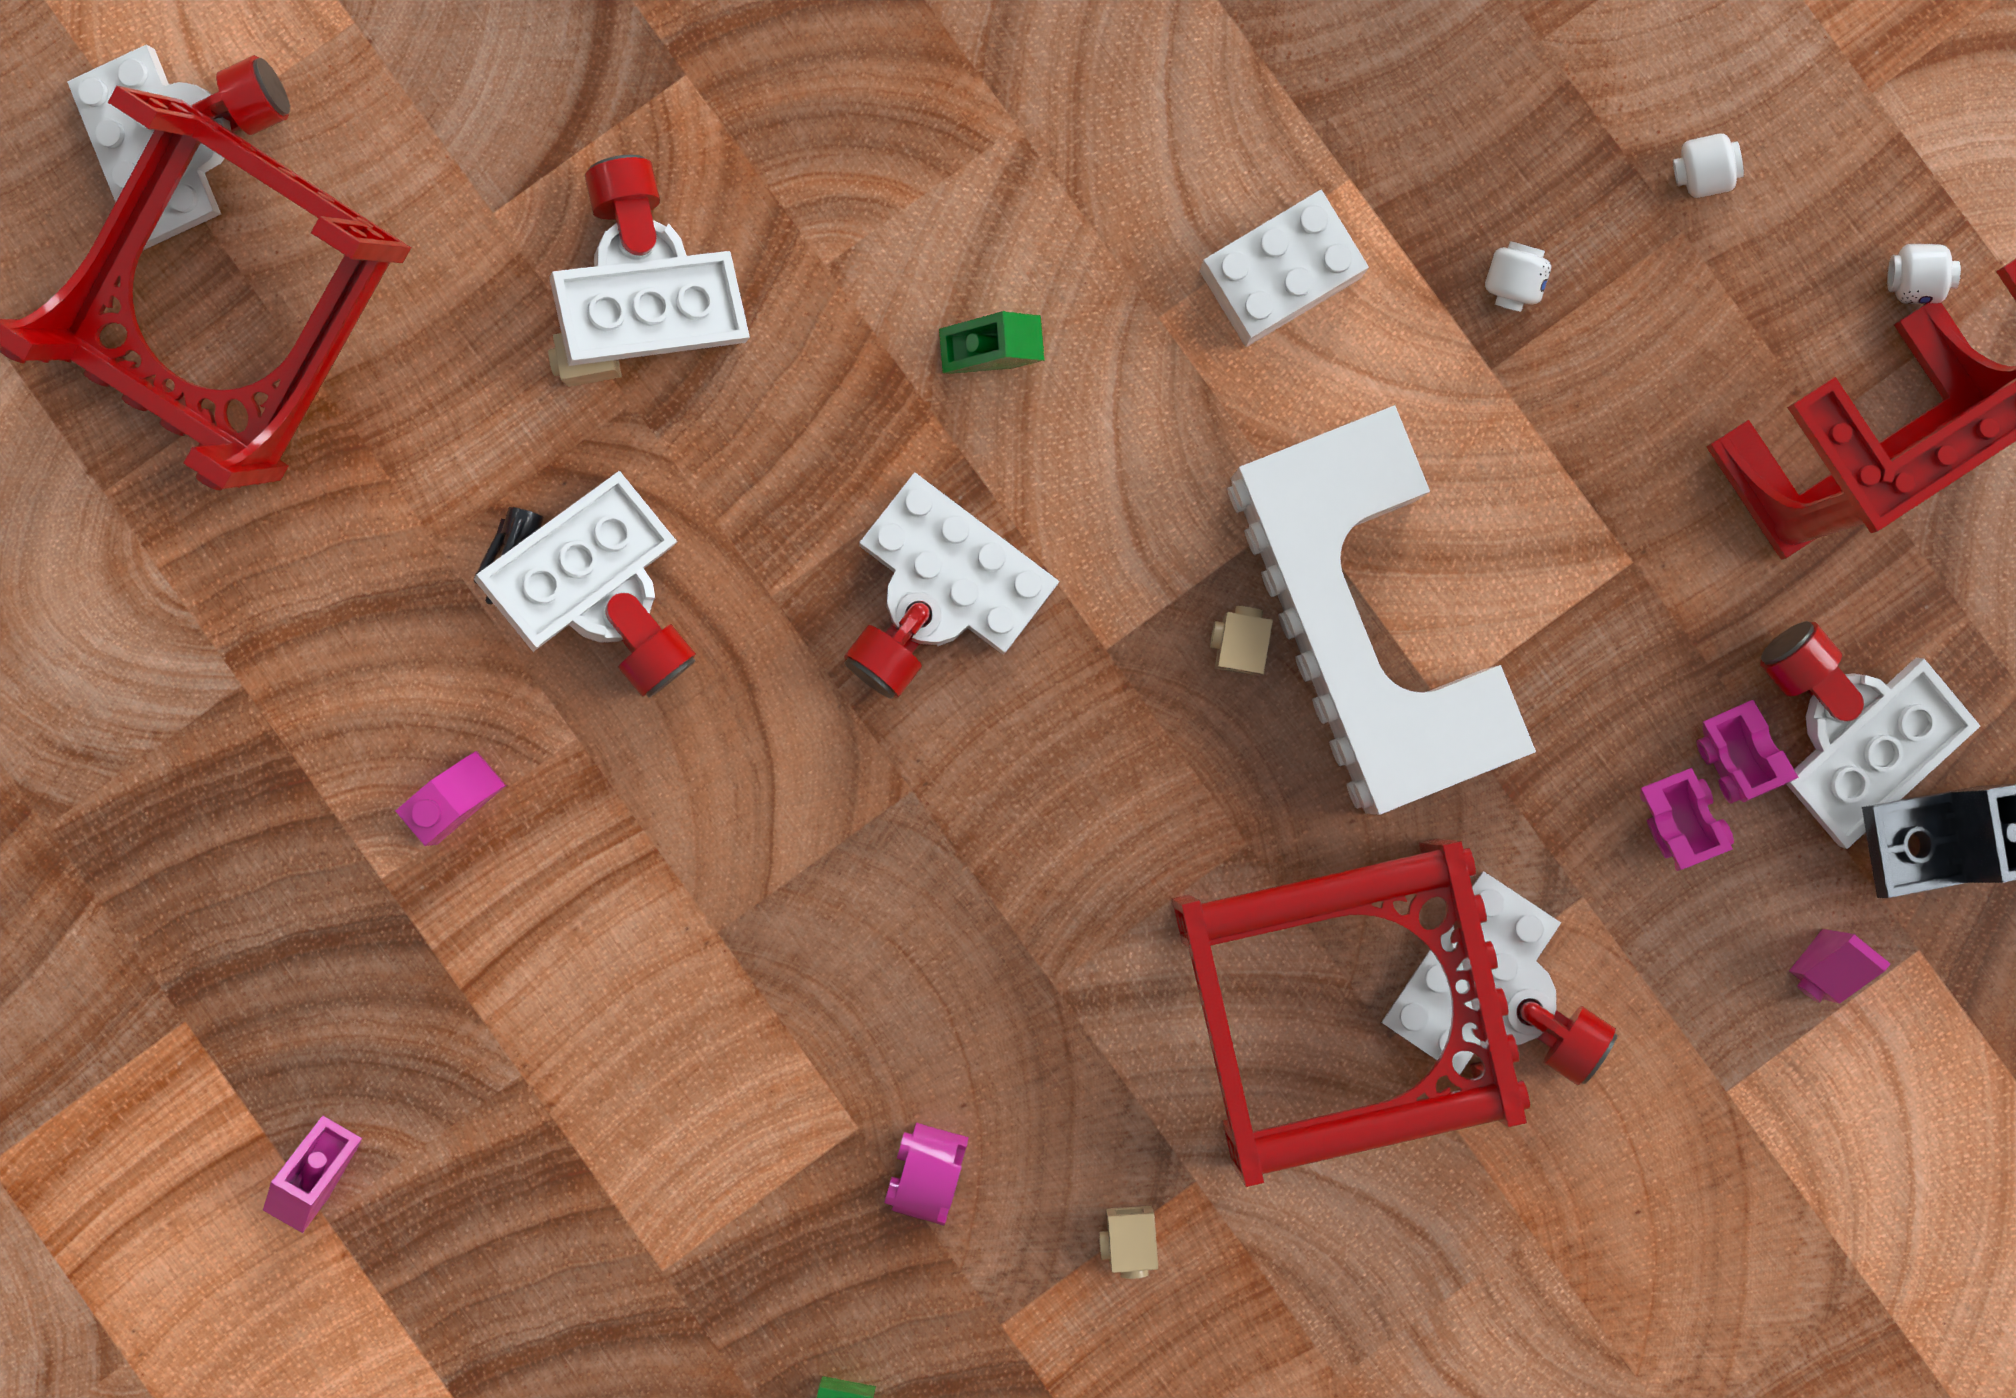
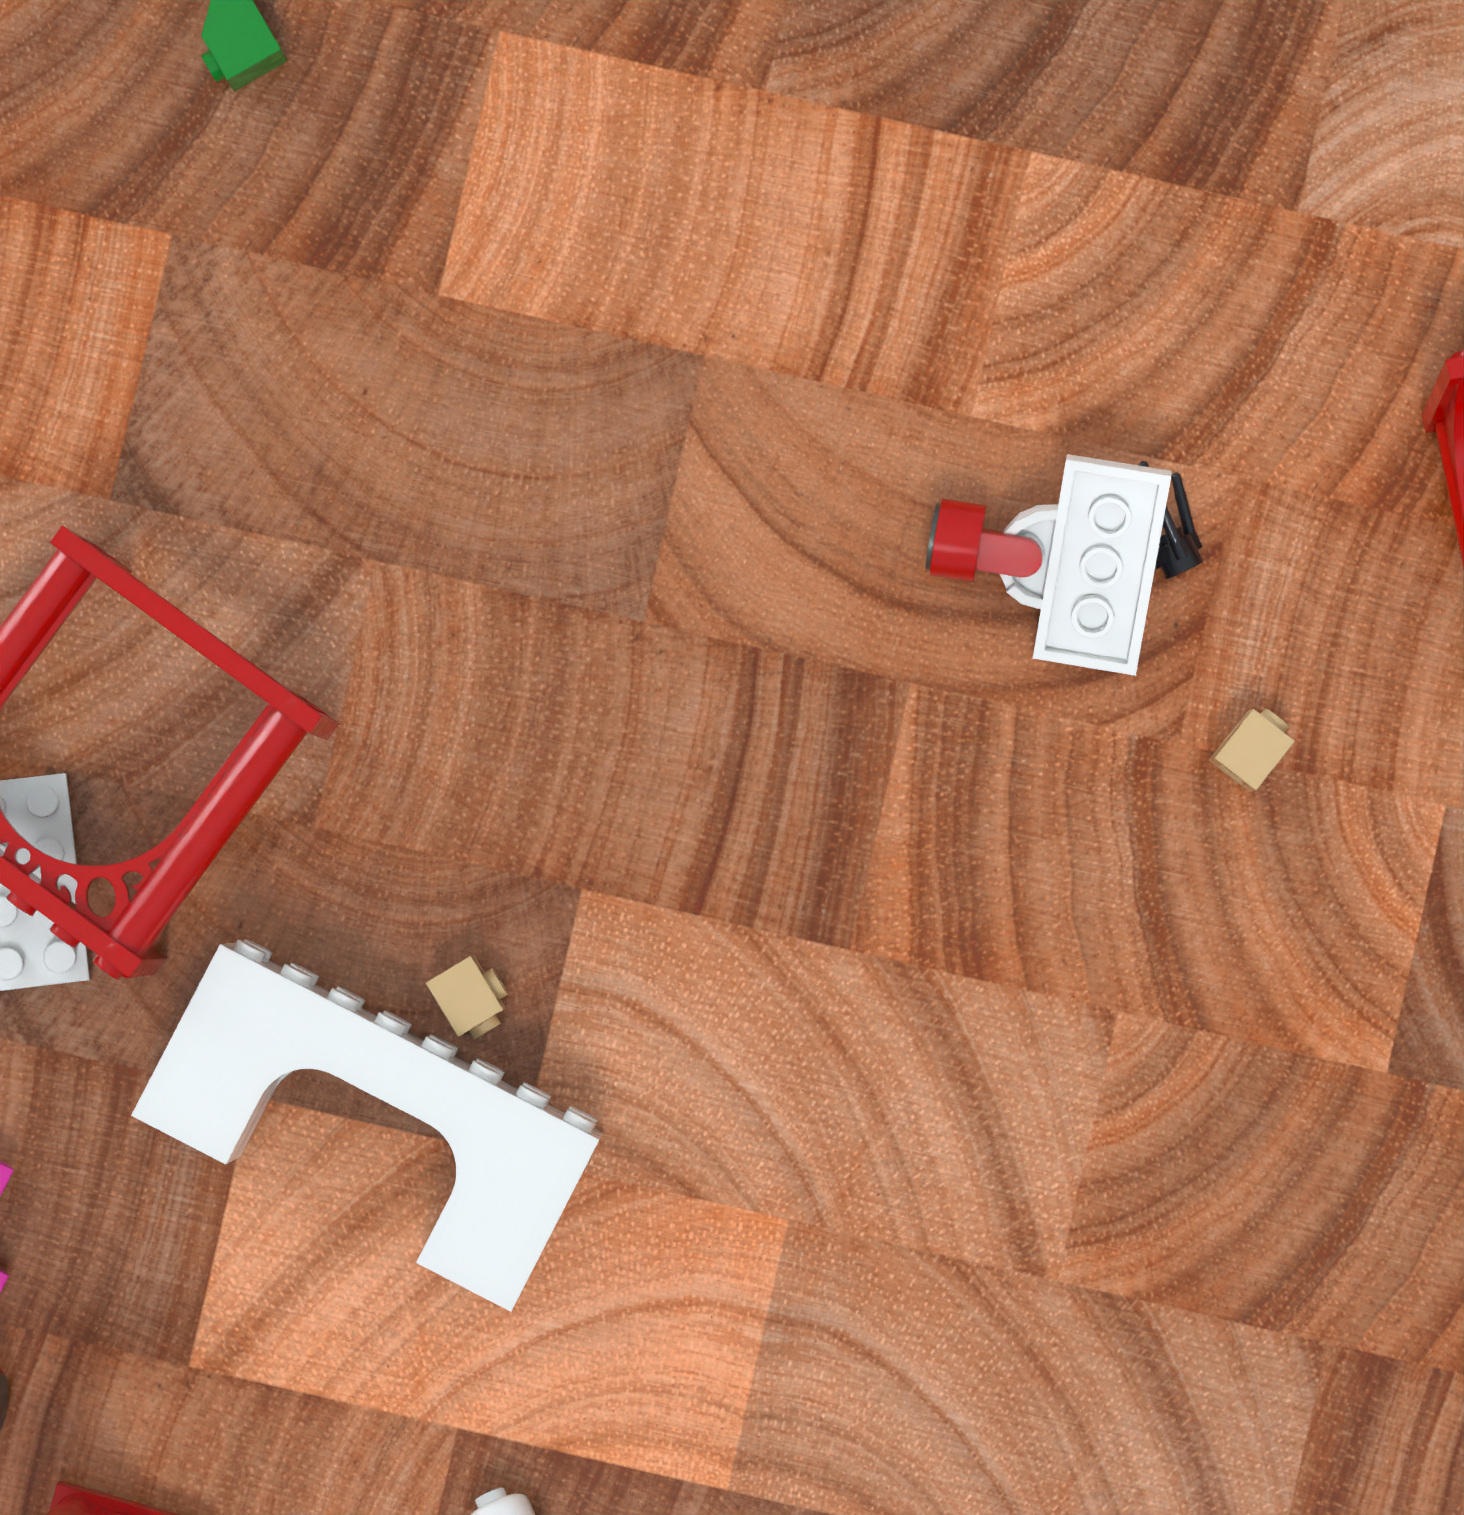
camera: 145 degrees right, 0 degrees up
(450, 799) = (1030, 270): dark pink slope -> none
(643, 286) = (1252, 852): white plate -> none
(929, 1173) = (344, 309): dark pink cylinder -> none
(945, 580) = (772, 828): white plate -> none
(992, 343) = (911, 1067): green slope -> none
(1130, 1241) = (122, 399): tan brick -> none
(1283, 268) = (714, 1355): white brick -> none

